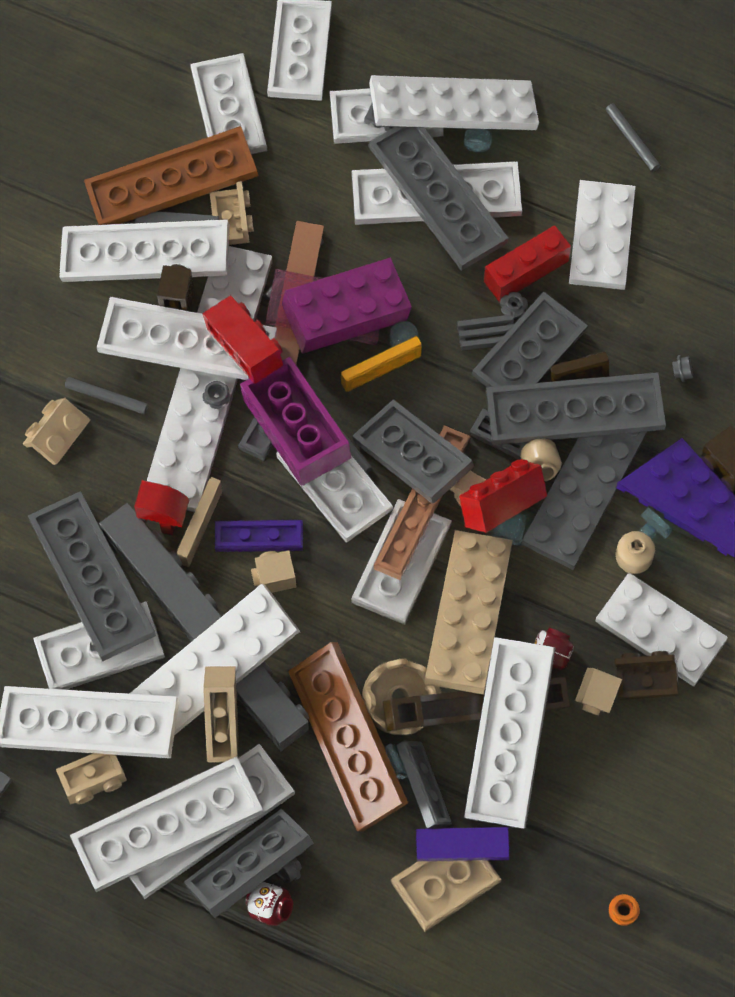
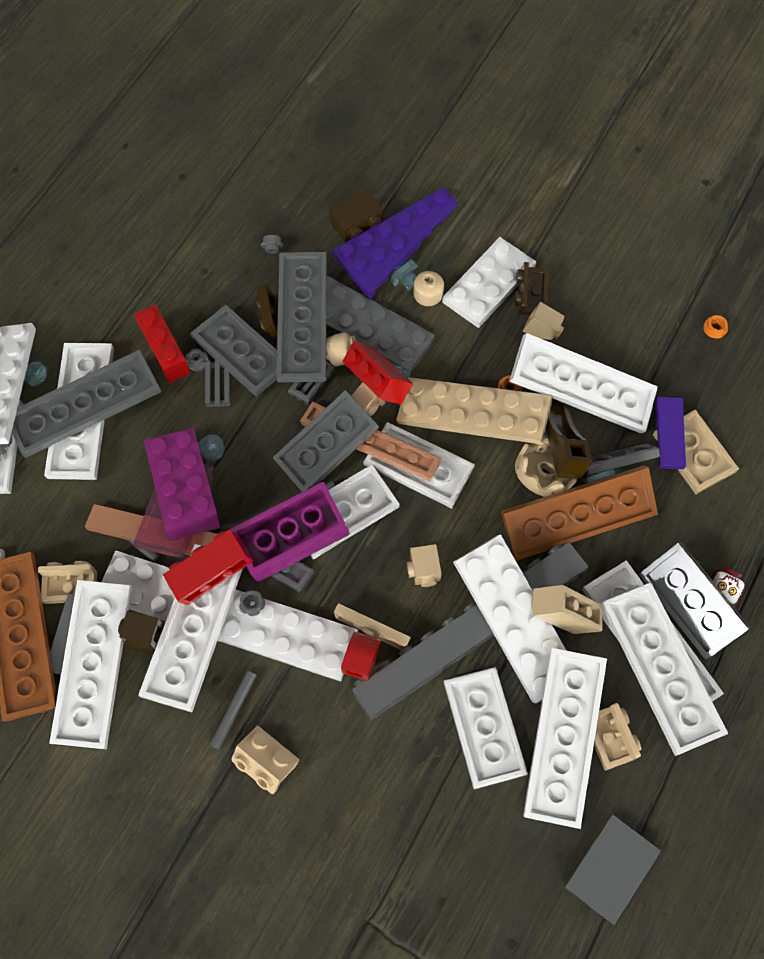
camera: 85 degrees left, 0 degrees up
(91, 576) = (418, 729): dark grey plate -> none
(259, 535) = (386, 579): dark purple tile -> none
(381, 364) = (237, 464): light orange tile -> none
(562, 646) = (504, 354): dark red head -> none
(602, 235) = (139, 288): white plate -> none
(632, 137) = (57, 261): dark grey bar -> none

